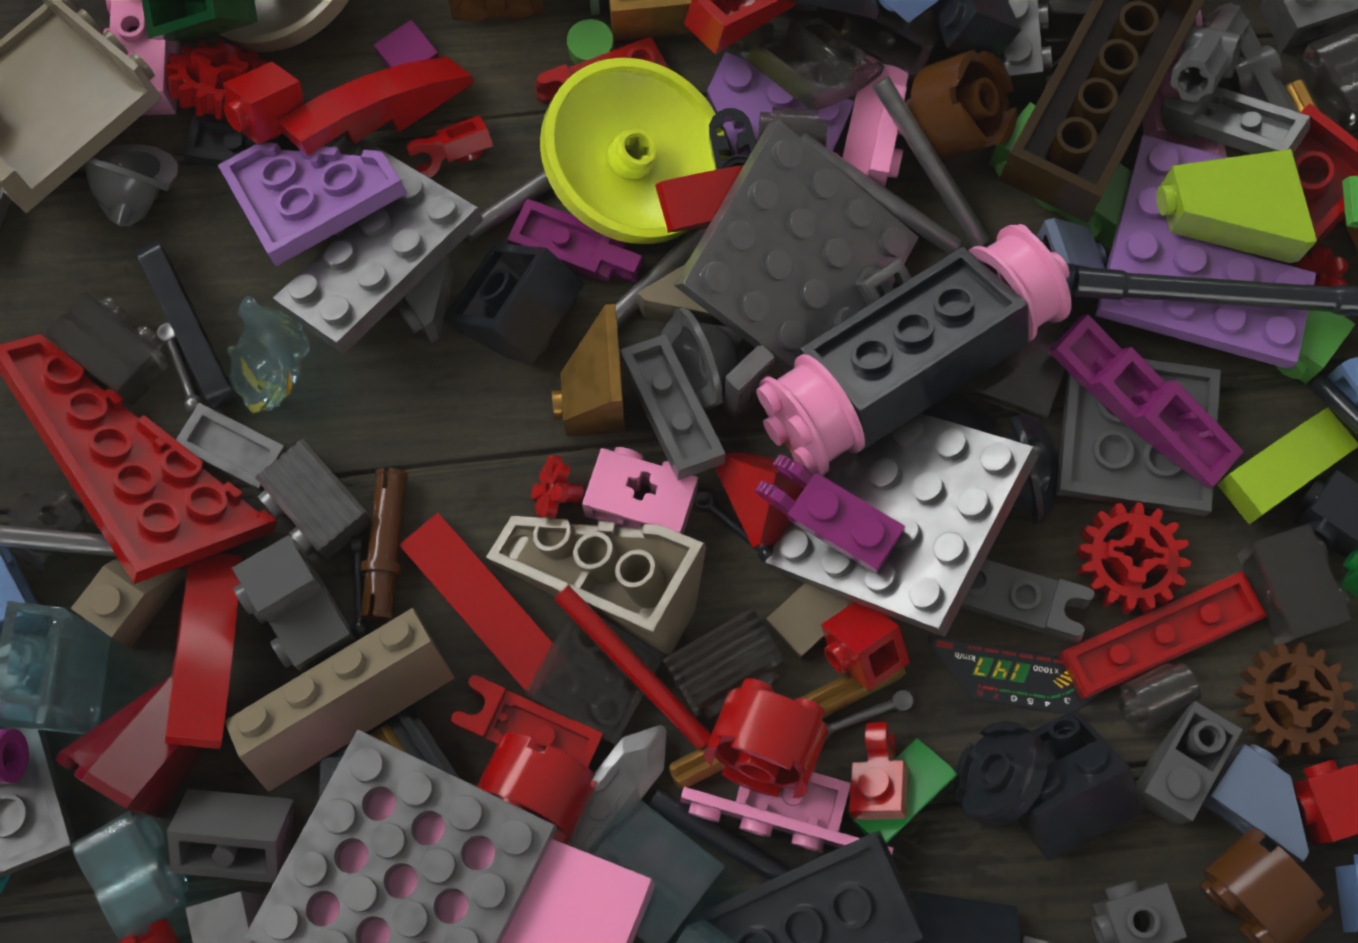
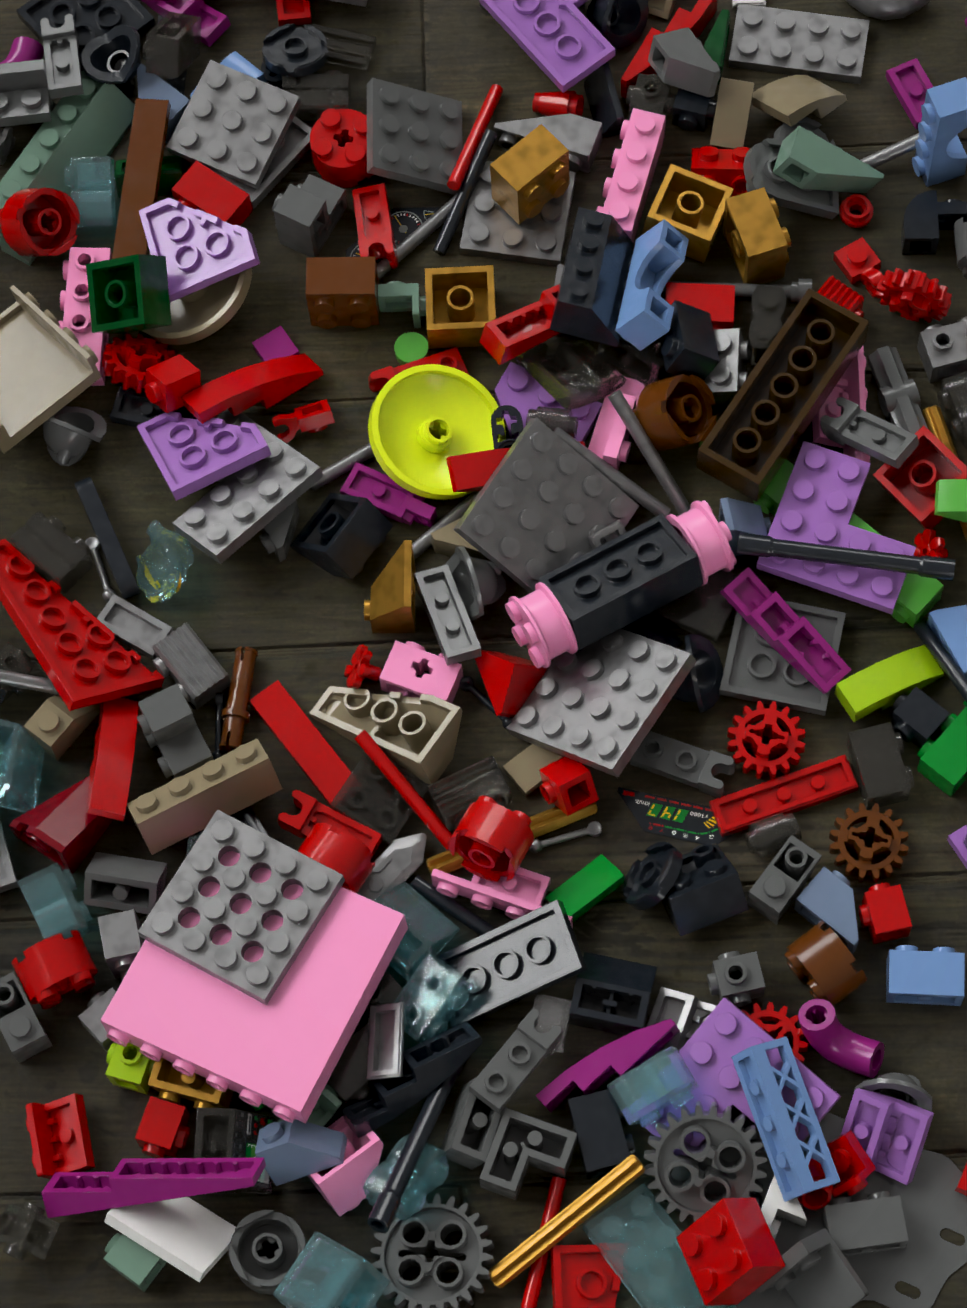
camera: 10 degrees right, 5 degrees down
(744, 380) = (497, 598): flat silver tile -> none
(834, 515) = (551, 693): magenta hinge -> none
(880, 784) = (572, 880): red plate -> none
(1210, 53) = (856, 384): dark grey piece -> none
(1240, 204) = (858, 494): lime slope -> none

